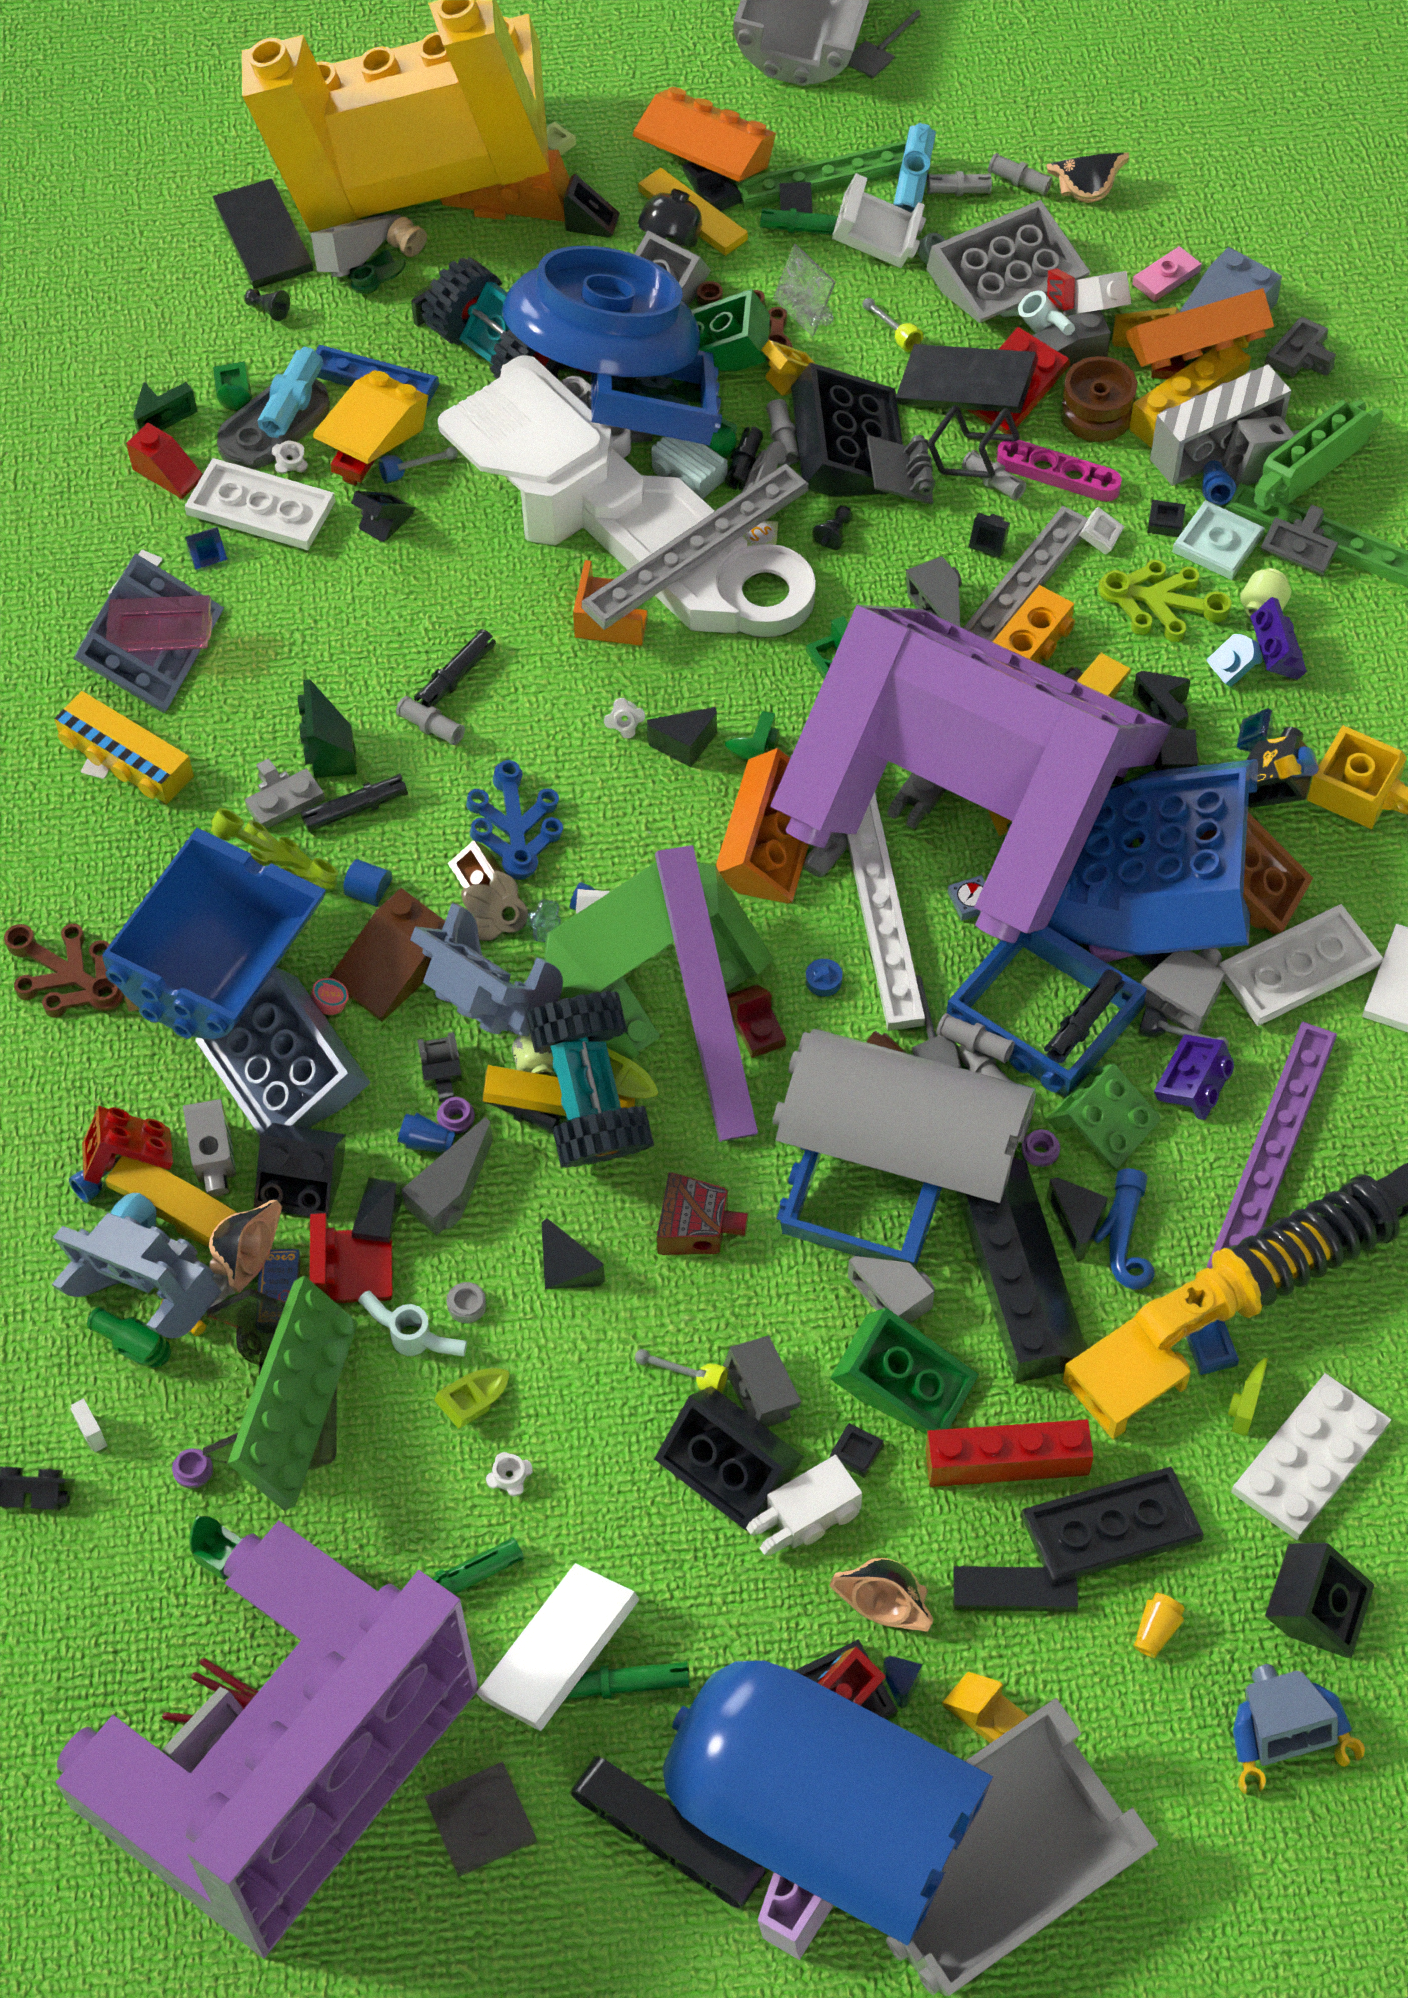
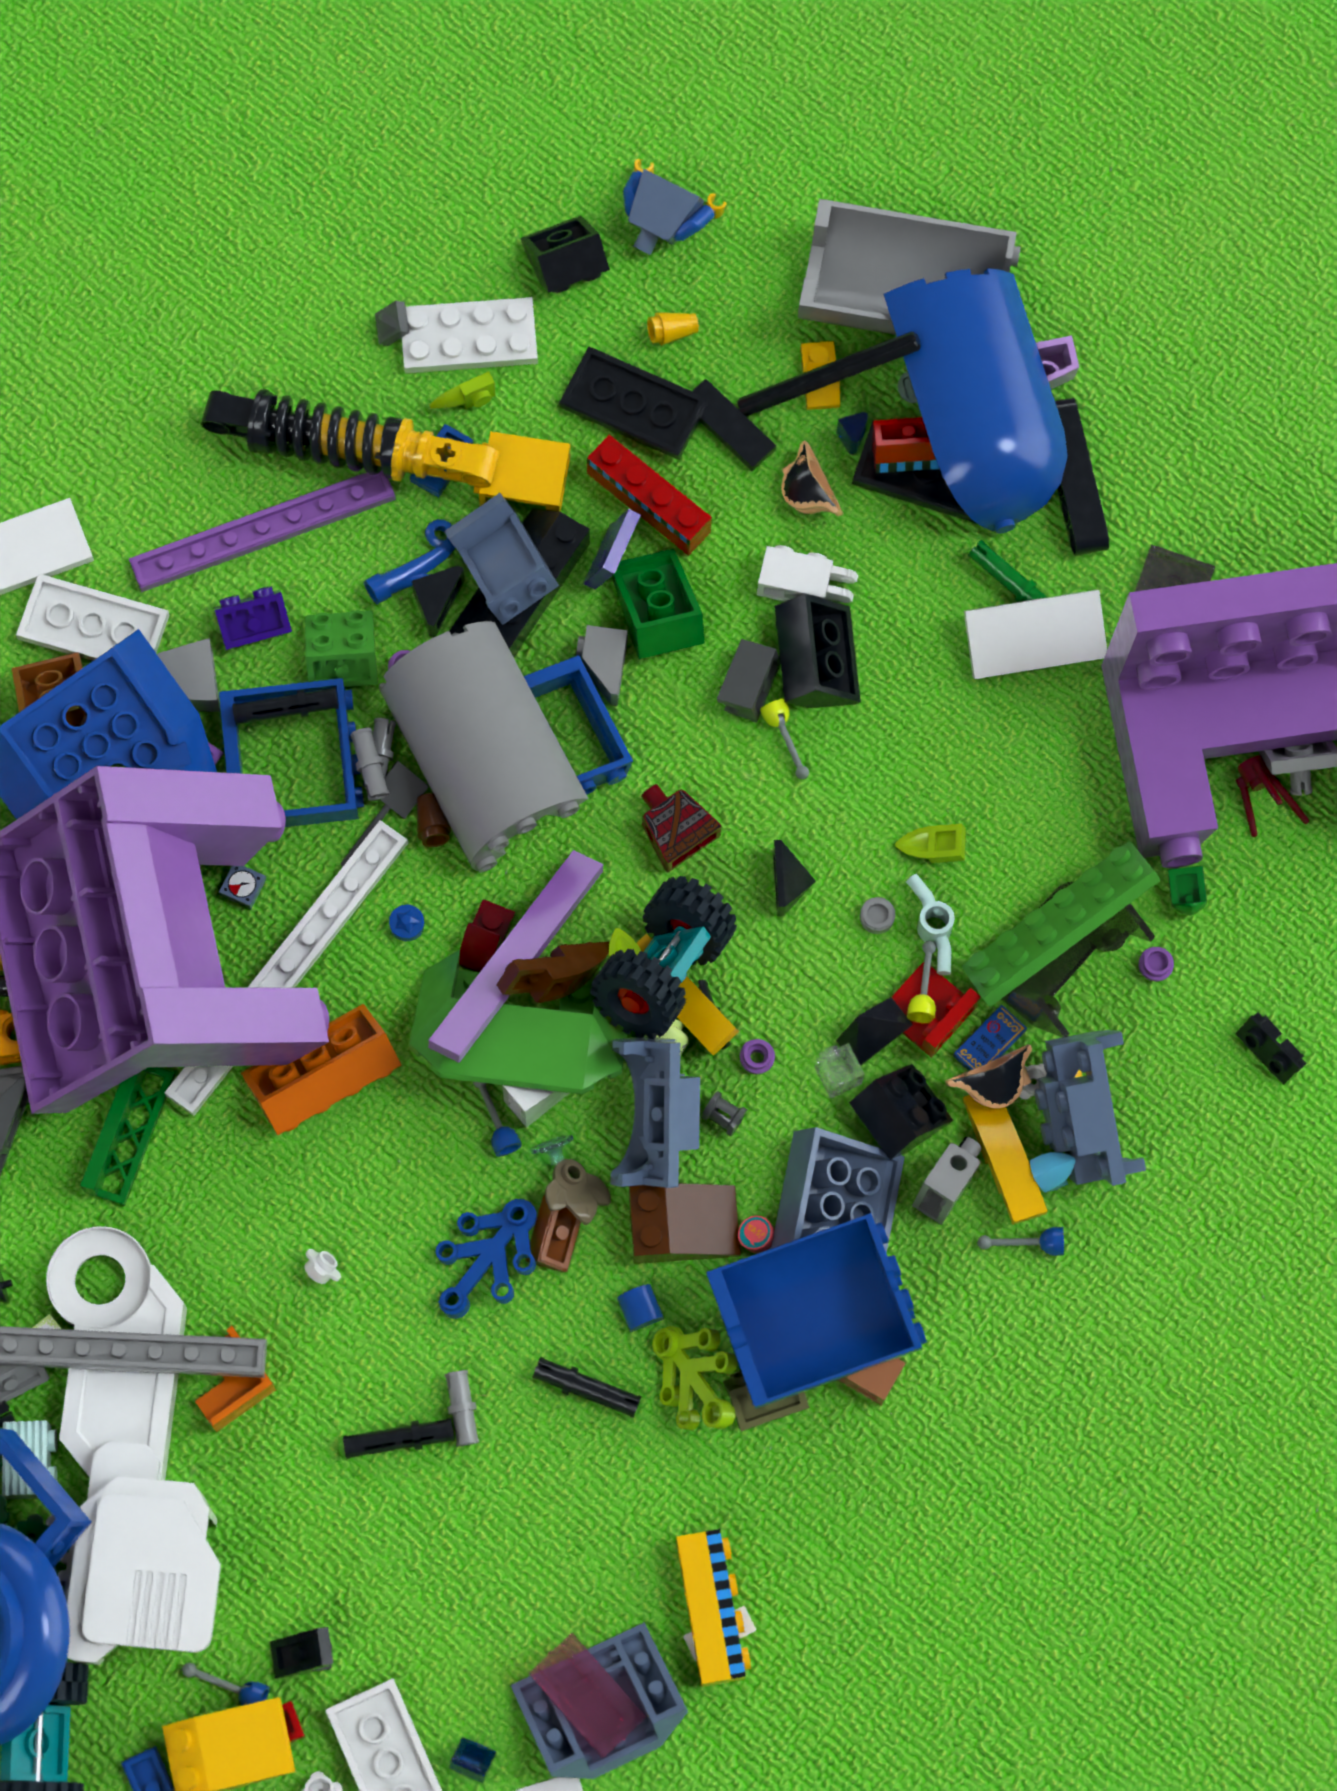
camera: 140 degrees left, 15 degrees up
(65, 973) = (920, 1438): copper plant -> none
(88, 1425) = (1200, 1051): white tile -> none
(119, 1133) = (1007, 1235): red bracket -> none
(131, 1338) = (1123, 1092): green arm -> none
(282, 794) = (630, 1450): light grey hinge -> none
(325, 735) = (556, 1455): dark green slope -> none
(355, 1251) = (922, 1007): none -> neon yellow hinge
(376, 1147) = (839, 1070): none -> clear brick
(424, 1134) = (793, 1059): blue cone -> none
(442, 1076) = (741, 1089): black tile -> none
(444, 1187) = (818, 1003): dark grey slope -> none
(480, 1566) = (1012, 724): green pin -> none
(508, 1462) = (962, 764): white plate -> none
(656, 1018) = (556, 975): none -> reddish brown slope
(683, 734) = (296, 1205): black slope -> none
(764, 738) = (243, 1147): green plate -> none
(857, 1450) = (732, 590): black tile -> none
(966, 1680) = (829, 373): none -> black axle
(983, 1368) = (612, 549): none -> tile
(1054, 1271) = (502, 558): none -> sand blue panel
(1155, 1025) = (234, 676): black hinge -> none
(1379, 1397) = (391, 323): none -> dark grey tile

